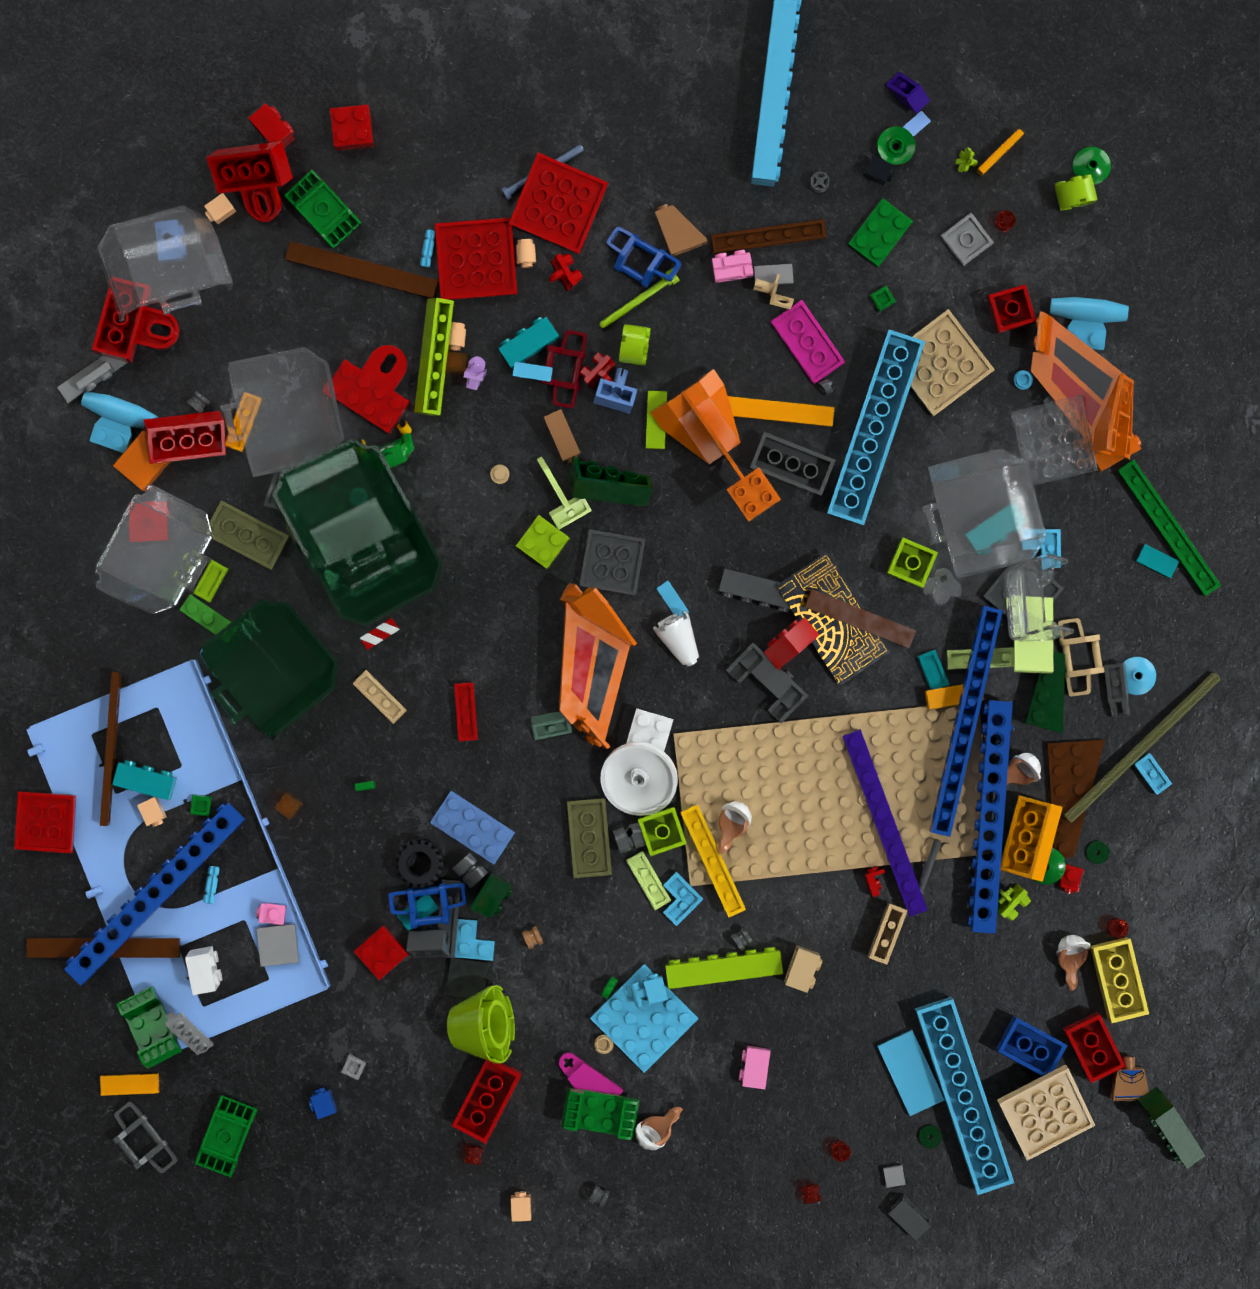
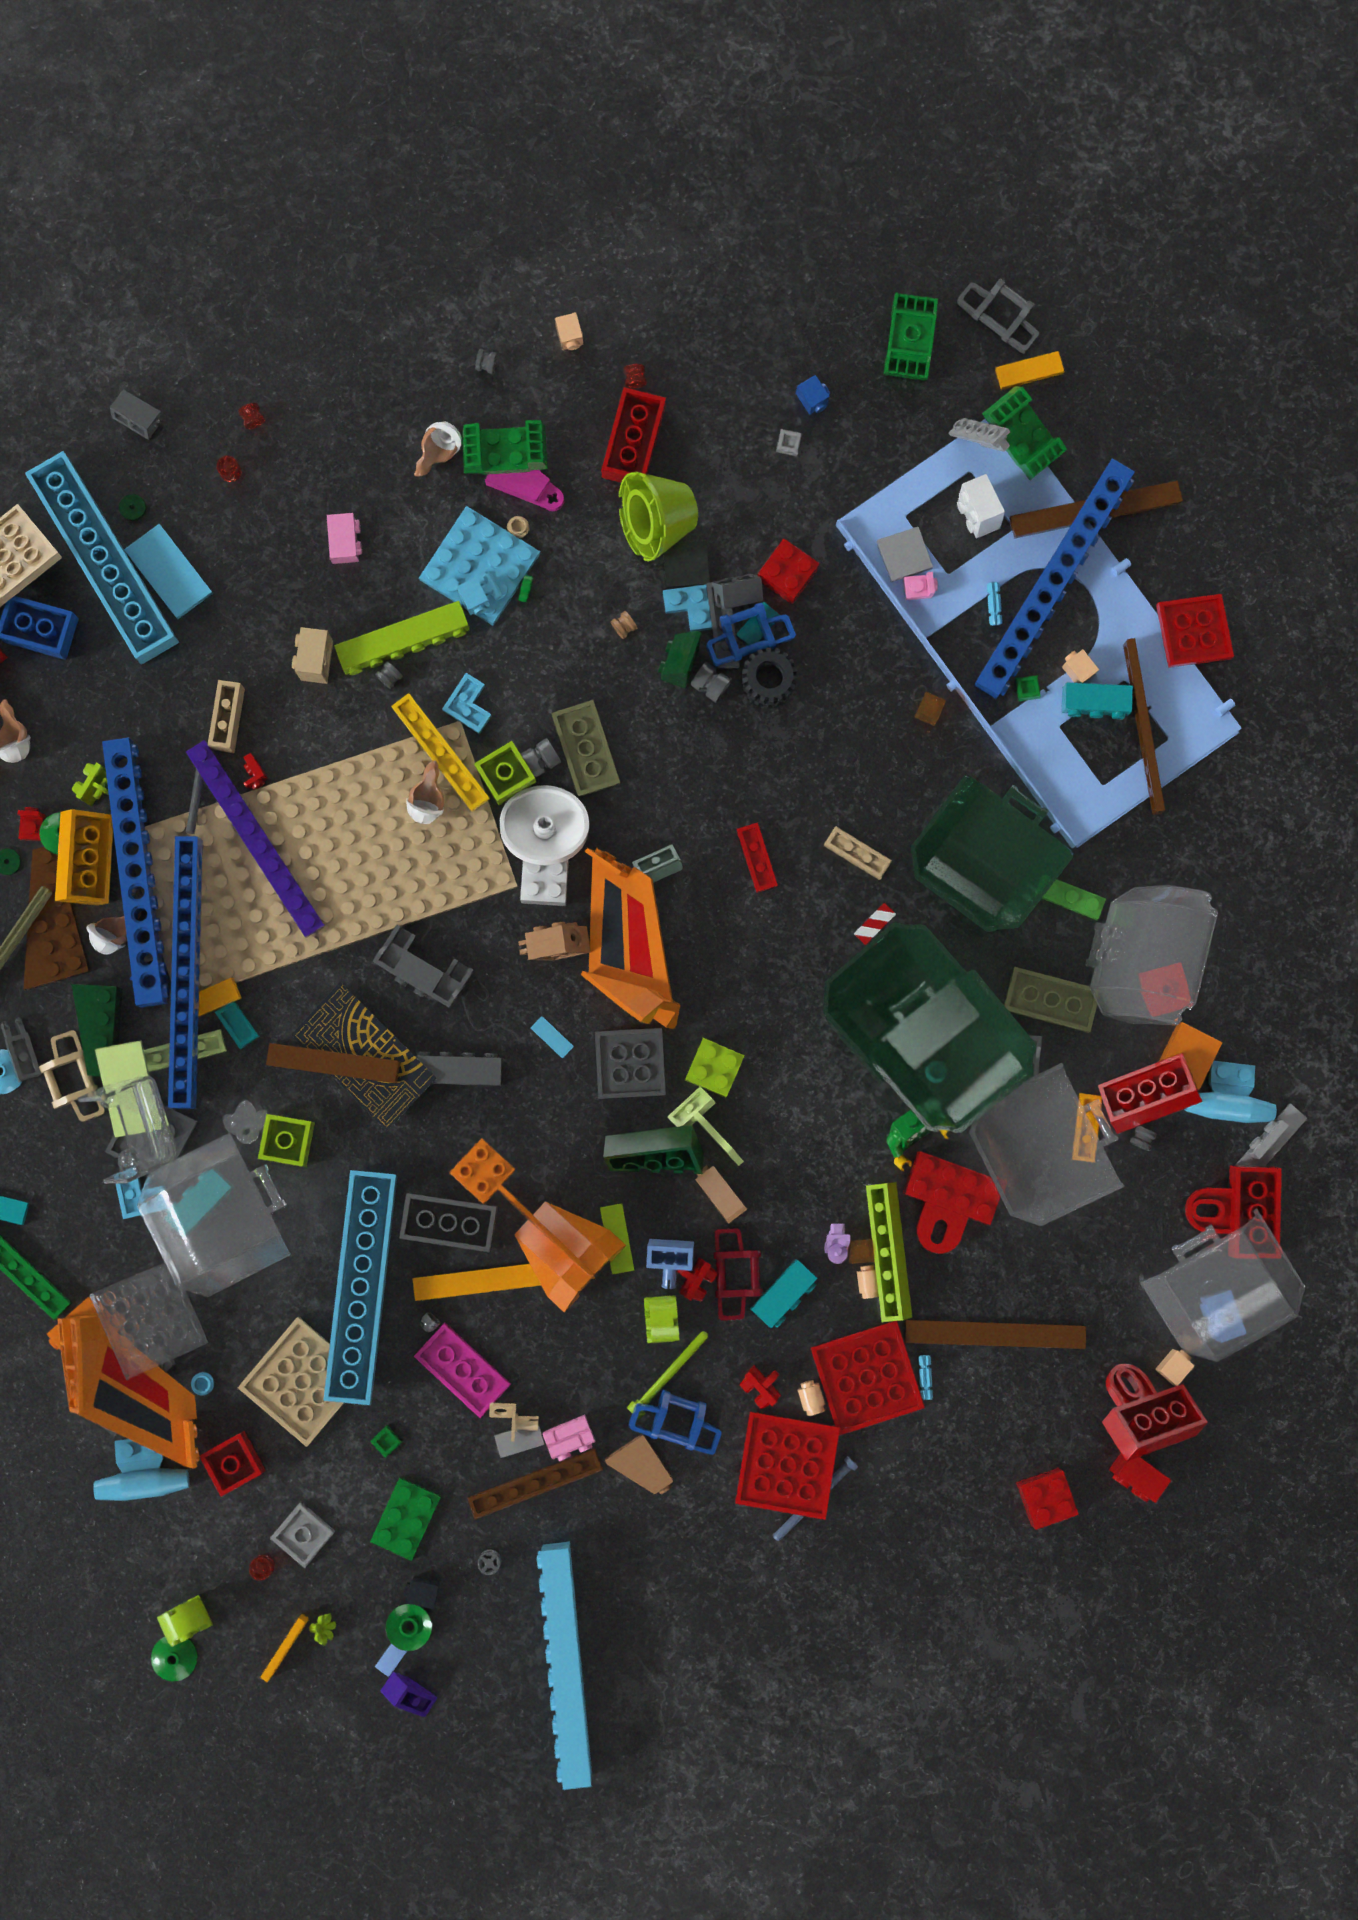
camera: 160 degrees right, 5 degrees down
(210, 581) = (1078, 939): lime tile -> none
(322, 209) = (1057, 1394): green plate -> none
(365, 785) = (850, 749): green tile -> none
(472, 827) = (719, 731): medium blue plate -> none
(499, 474) = (781, 1134): tan plate -> none
(532, 371) = (771, 1260): medium azure sticker -> none
(648, 880) = (508, 717): yellowish green tile -> none
(651, 676) = (556, 942): none -> medium nougat brick
(678, 637) = (535, 995): white cone -> none
(790, 642) = (405, 1016): red brick -> none
(894, 1176) = (163, 455): light grey tile -> none

